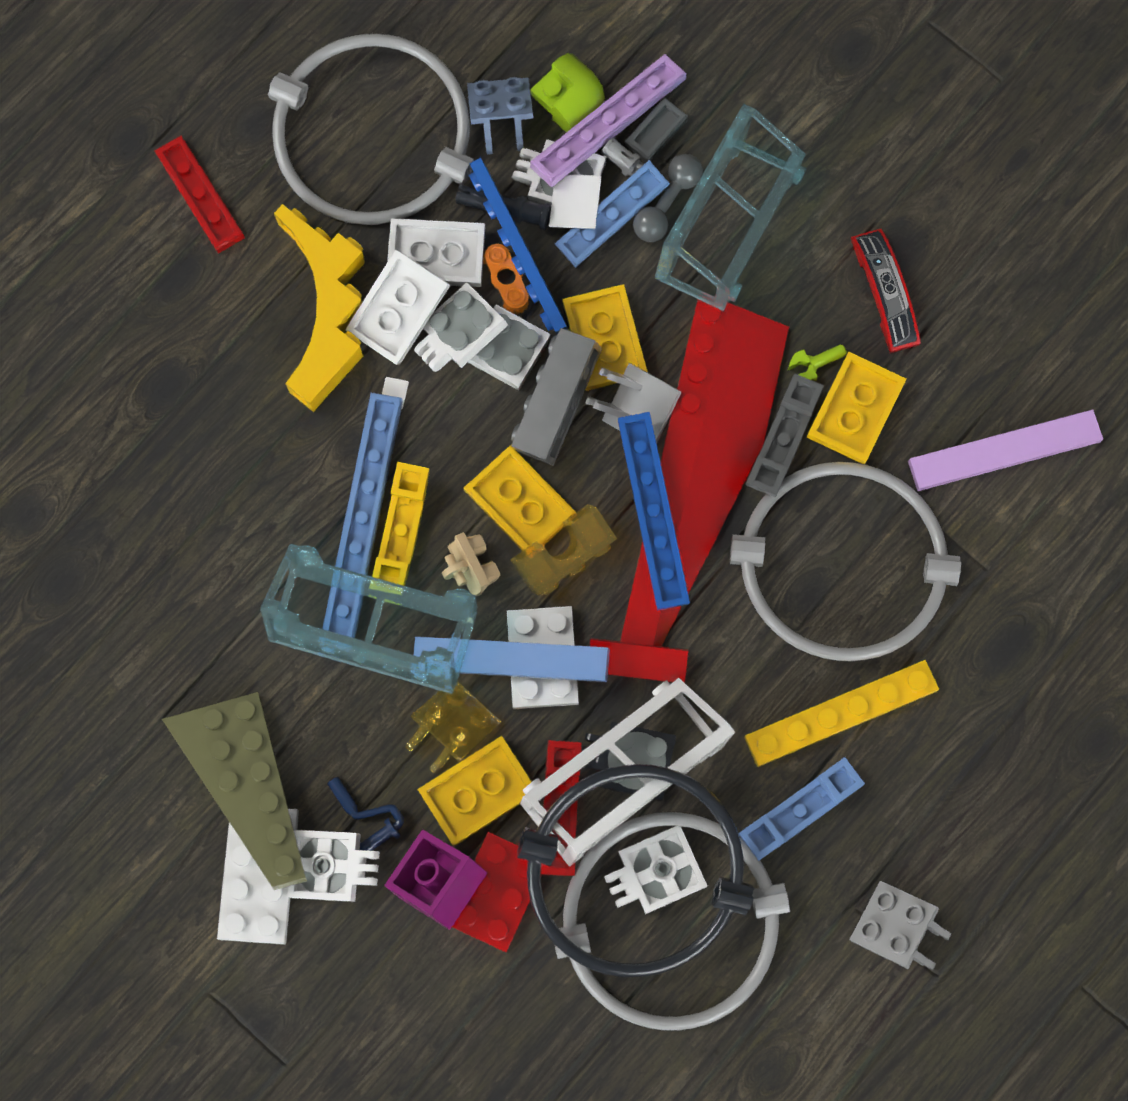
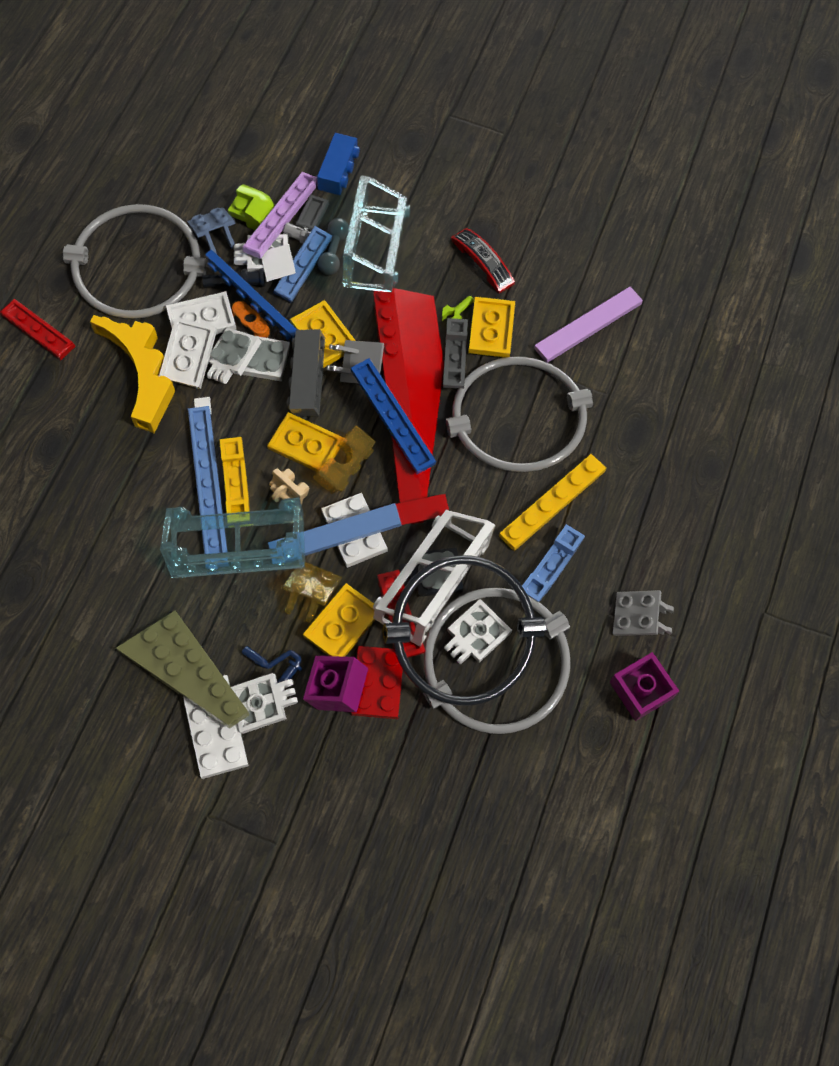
camera: 25 degrees left, 10 degrees down
(723, 59) = (338, 164): none -> blue brick
(859, 1035) = (644, 686): none -> magenta brick

